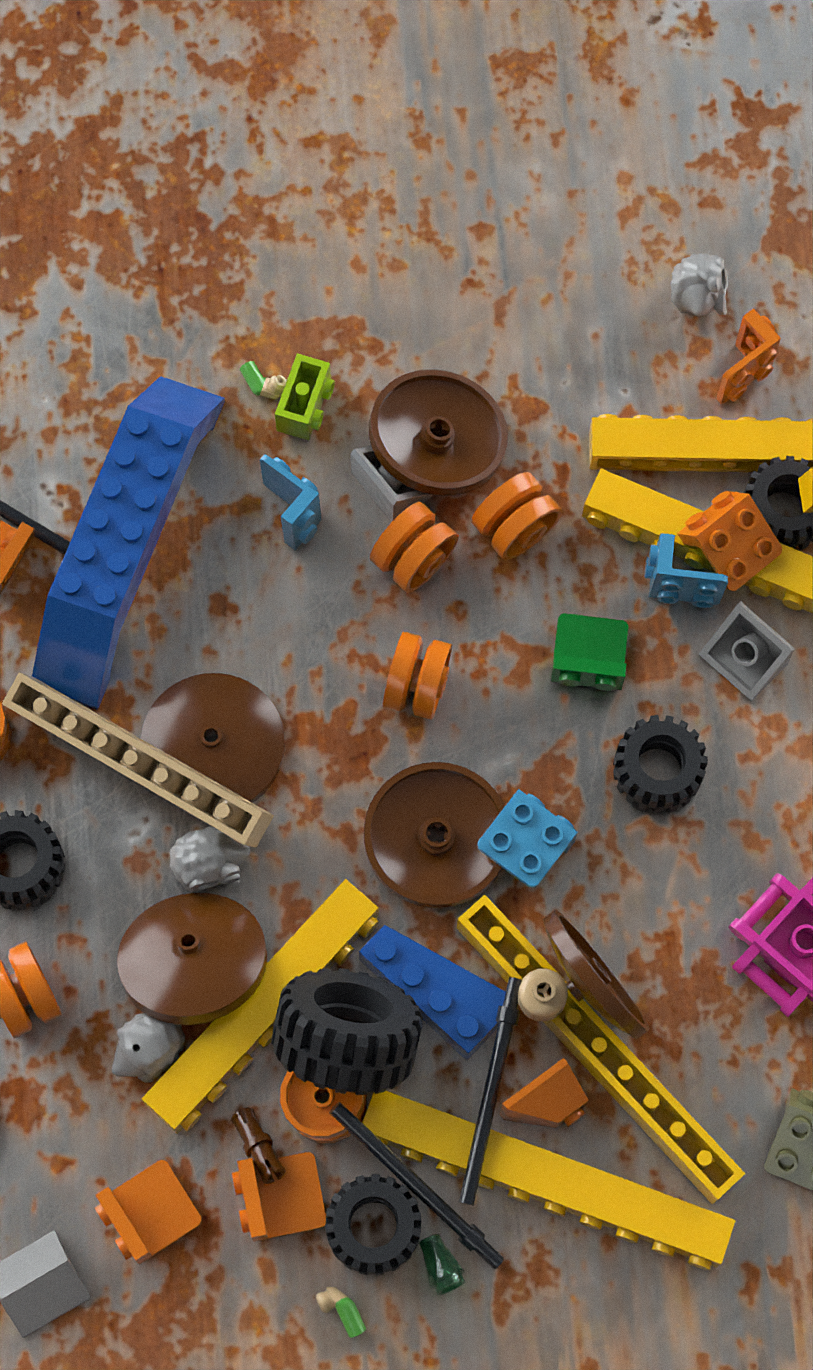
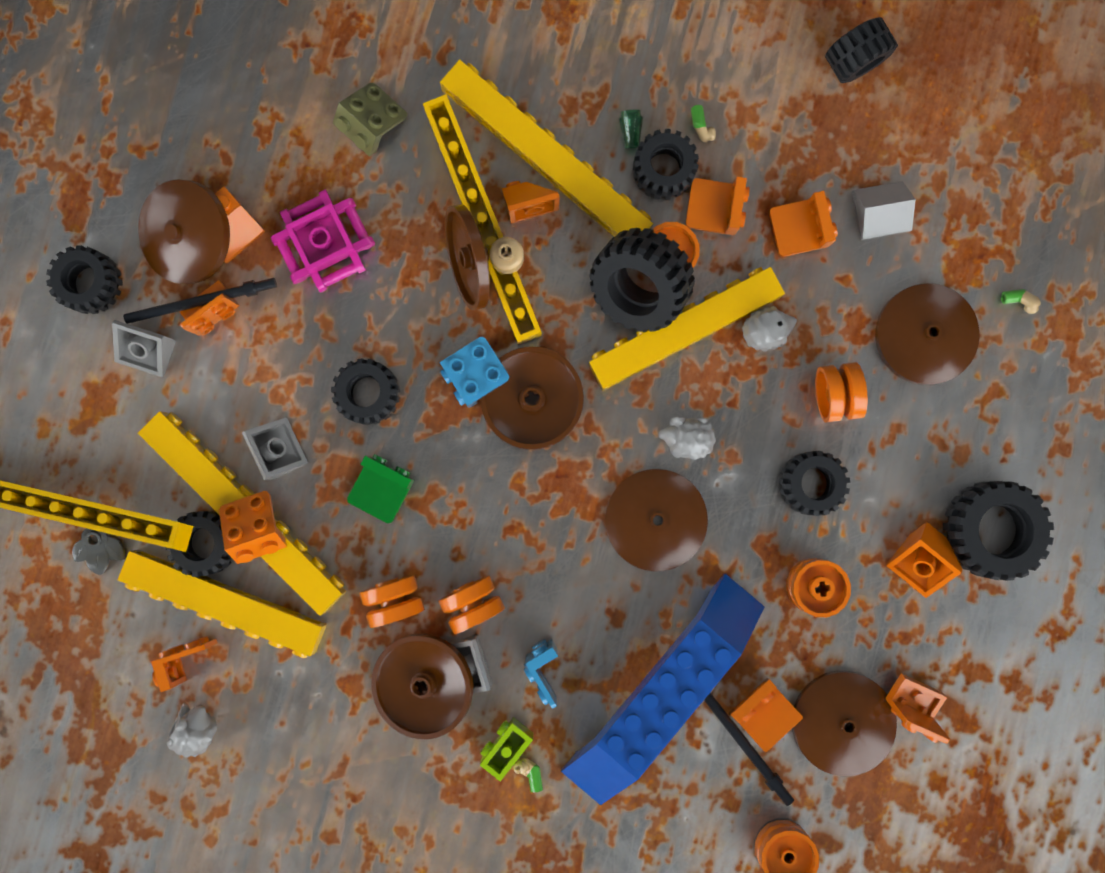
camera: 160 degrees left, 15 degrees up
(138, 760) = (714, 520): tan brick -> none
(192, 958) = (719, 351): reddish brown dish -> none
(258, 1145) = (719, 241): reddish brown pin -> none
(413, 674) = (501, 508): orange wheel -> none
(449, 997) = (566, 290): blue wedge -> none
(469, 1235) = (607, 139): black bar -> none
(507, 1016) = (534, 253): black bar -> none
(677, 585) = (309, 524): dark azure bracket -> none

